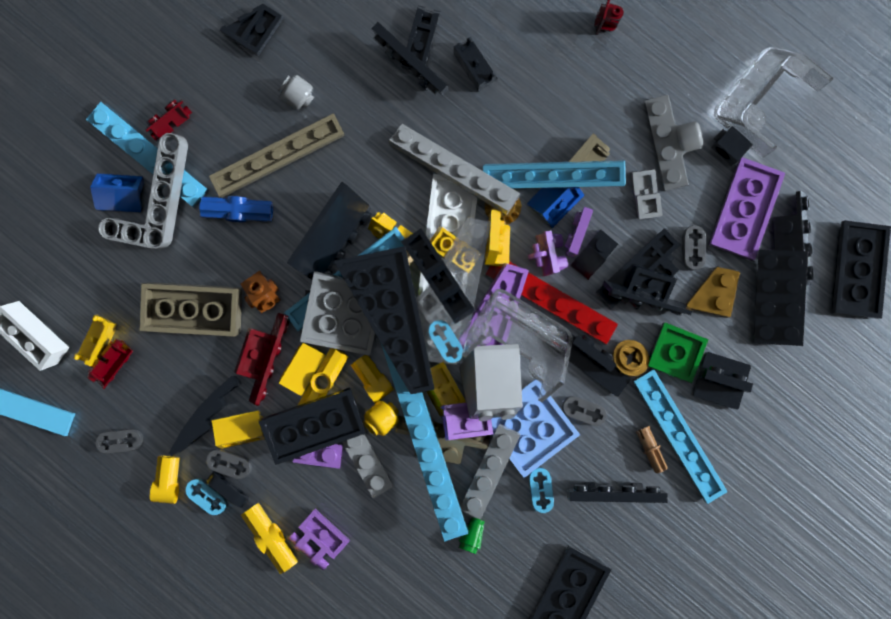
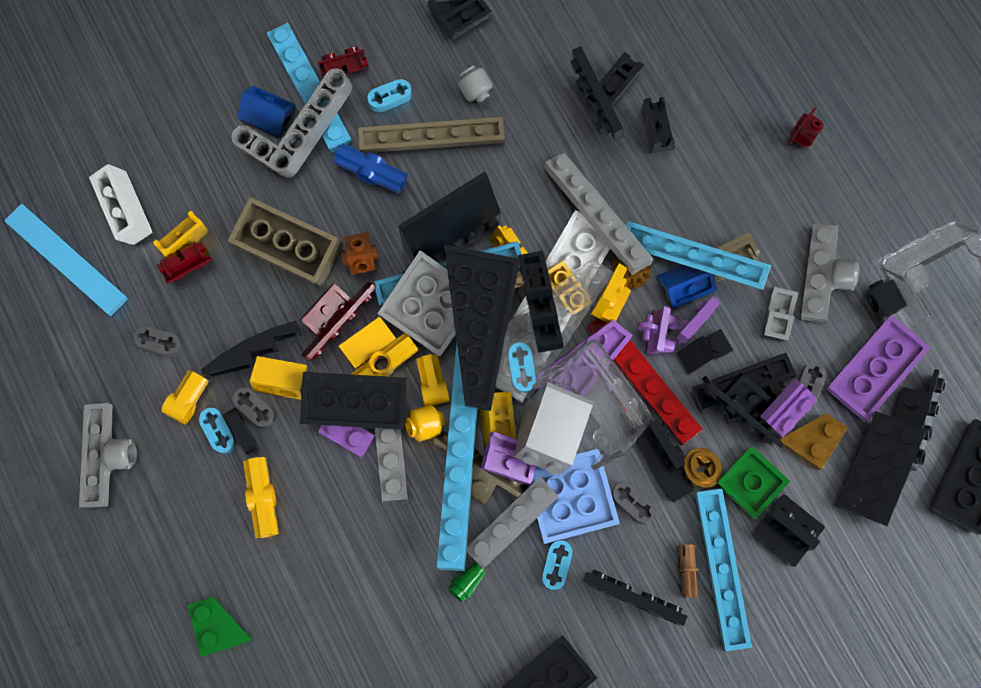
camera: 25 degrees right, 10 degrees down
(116, 559) = (101, 455): none -> light grey plate
(220, 129) = (389, 95): none -> medium azure beam
(324, 534) = (316, 516): medium lavender plate -> none
(685, 278) = (789, 407): none -> medium lavender plate

